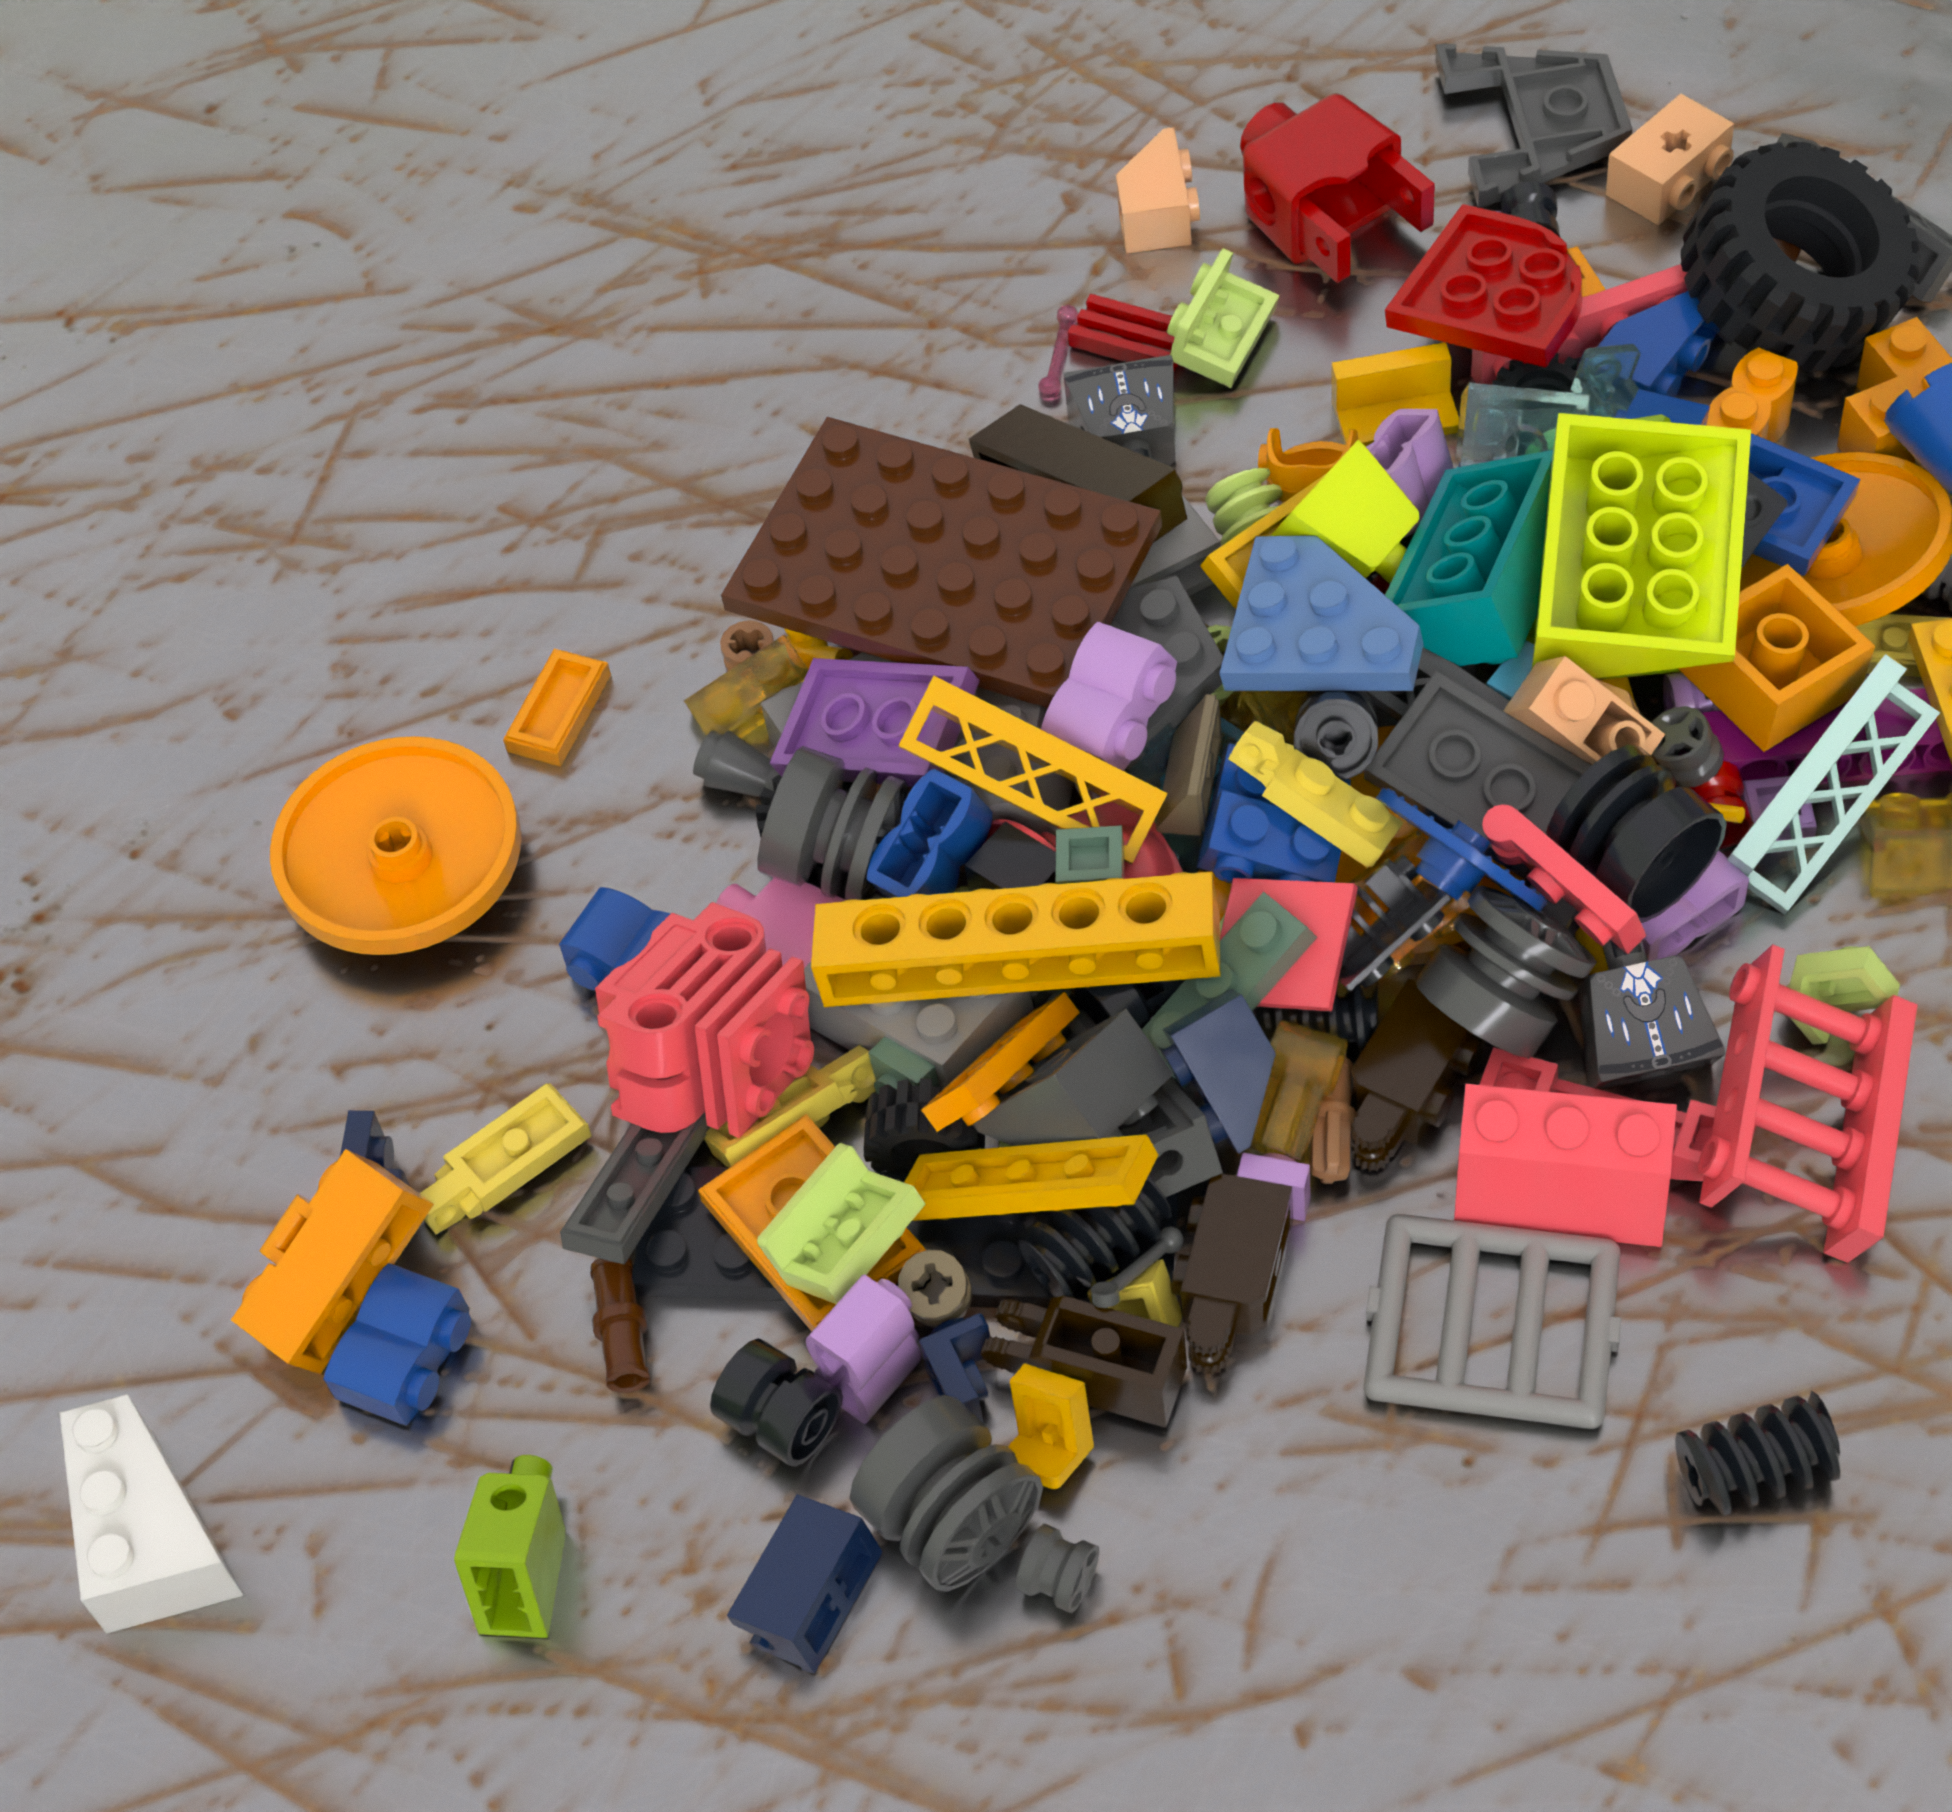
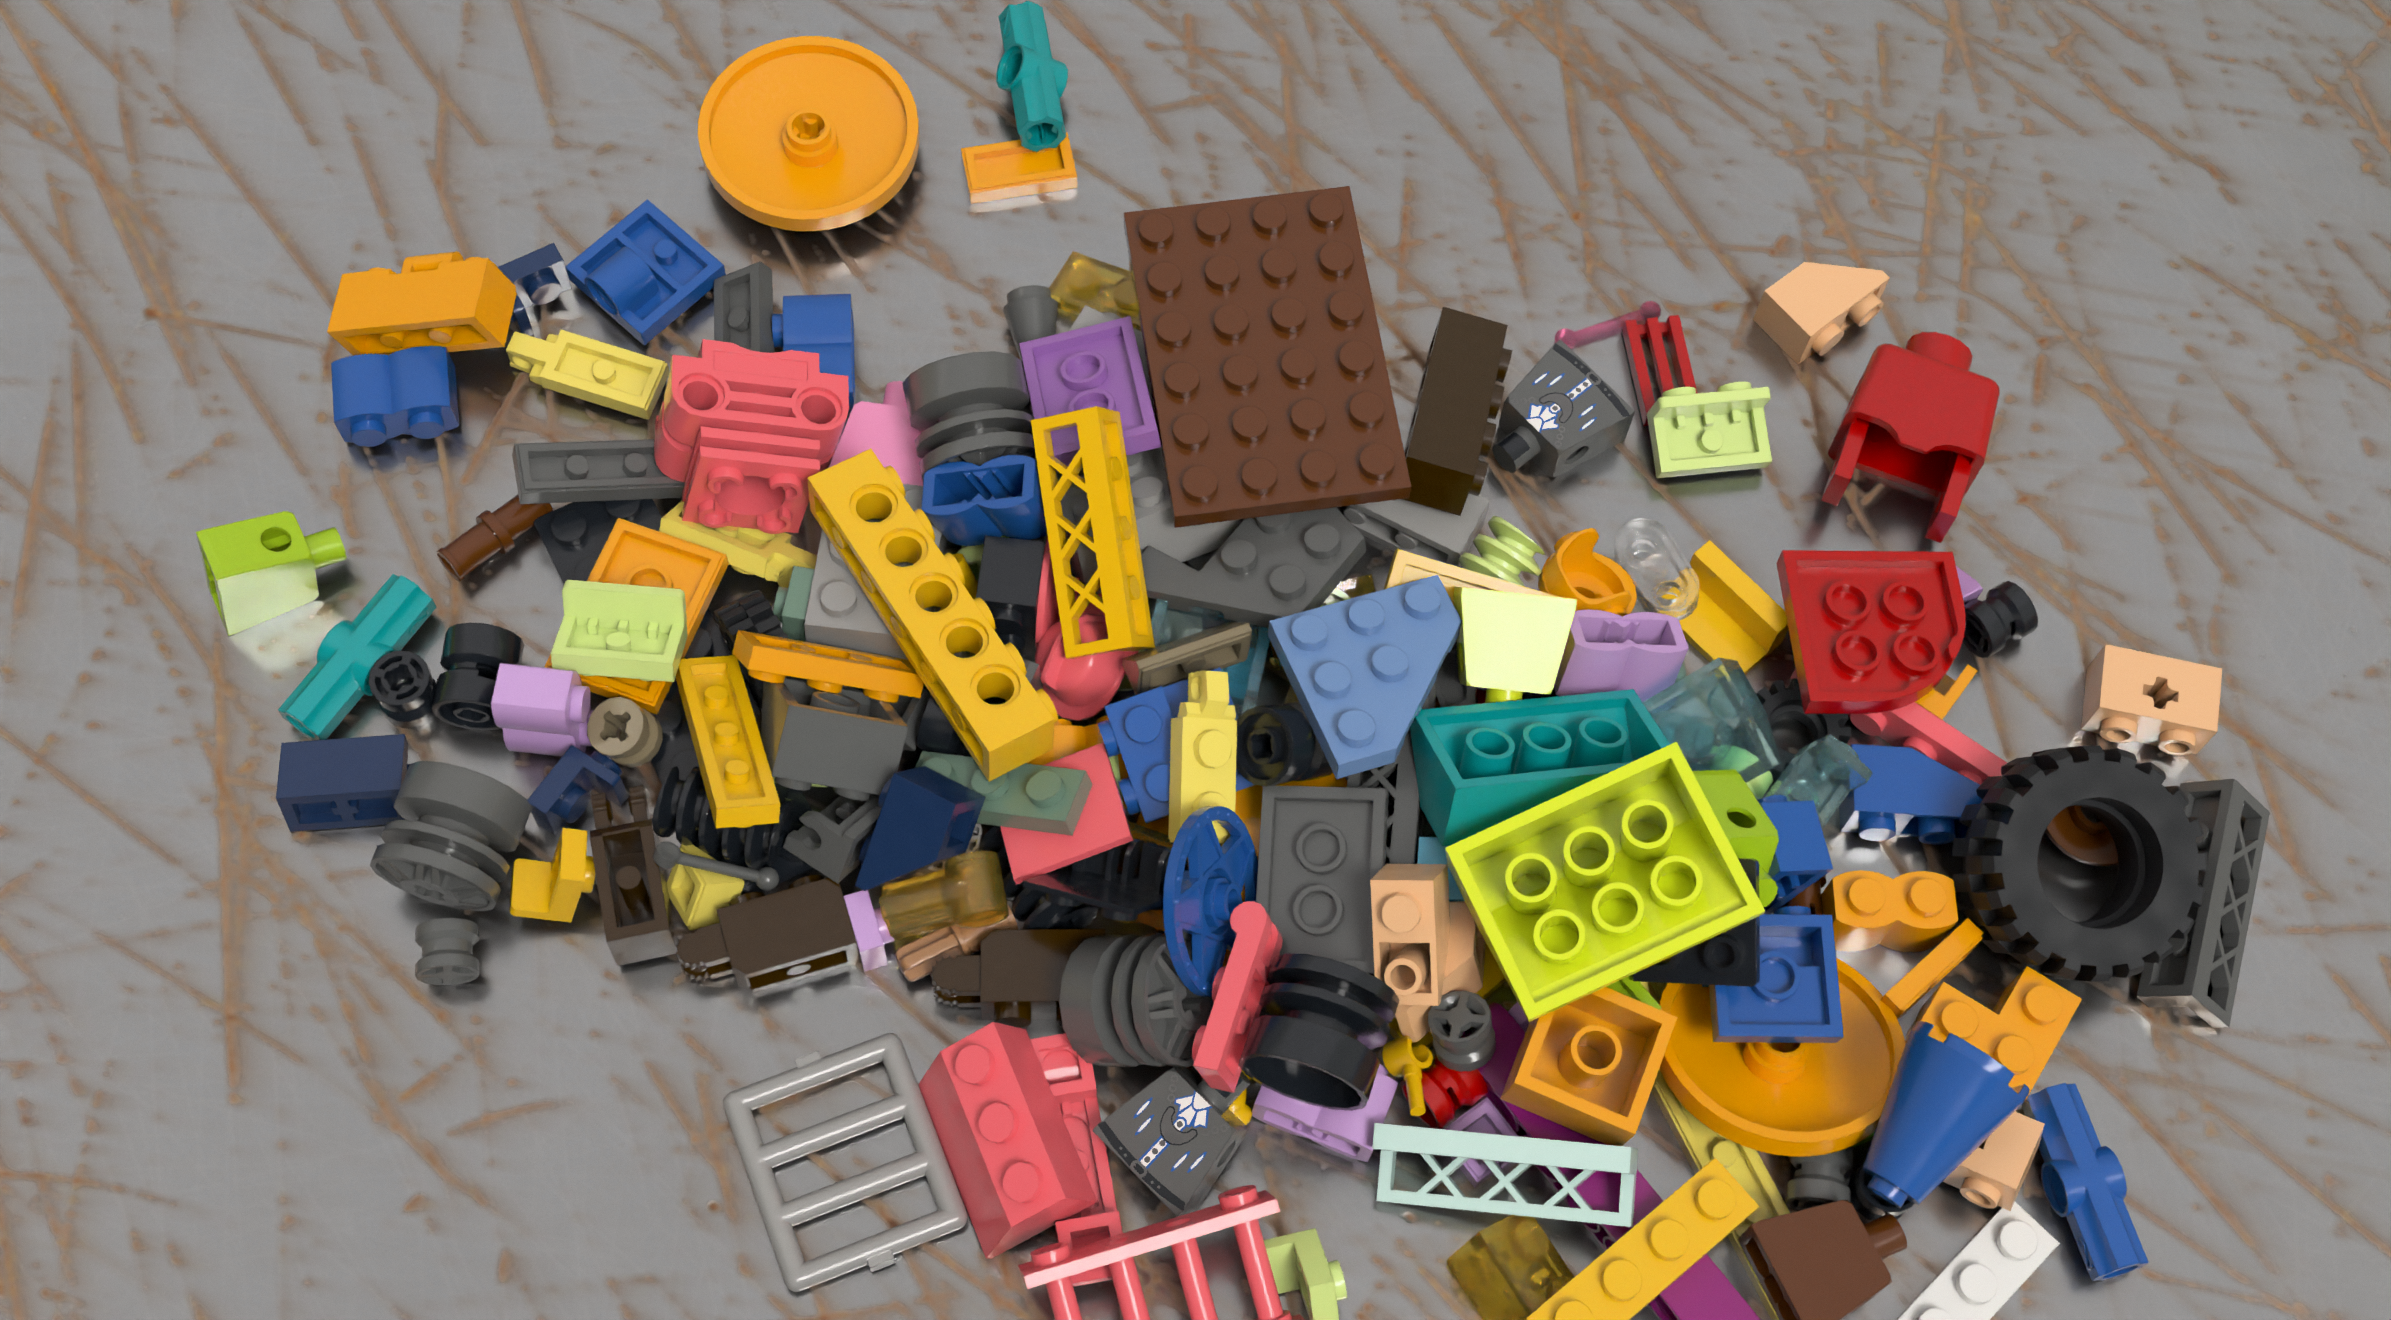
camera: 45 degrees right, 10 degrees up
(133, 1523) = (166, 310): white wedge -> none
(430, 1060) = (645, 272): none -> blue plate
(478, 641) = (1032, 76): none -> teal piece
(548, 999) = (745, 308): none -> dark grey hinge
(672, 1512) = (350, 654): none -> teal piece
(746, 1495) = (409, 702): none -> black wheel
(1089, 854) = (1033, 624): sand green tile -> none
(1111, 694) = (1197, 551): lavender brick -> none
(1325, 417) = (1660, 573): none -> clear plate
(1560, 107) = (2146, 583): dark grey wing -> none
(1817, 411) = (1933, 968): none -> light orange tile

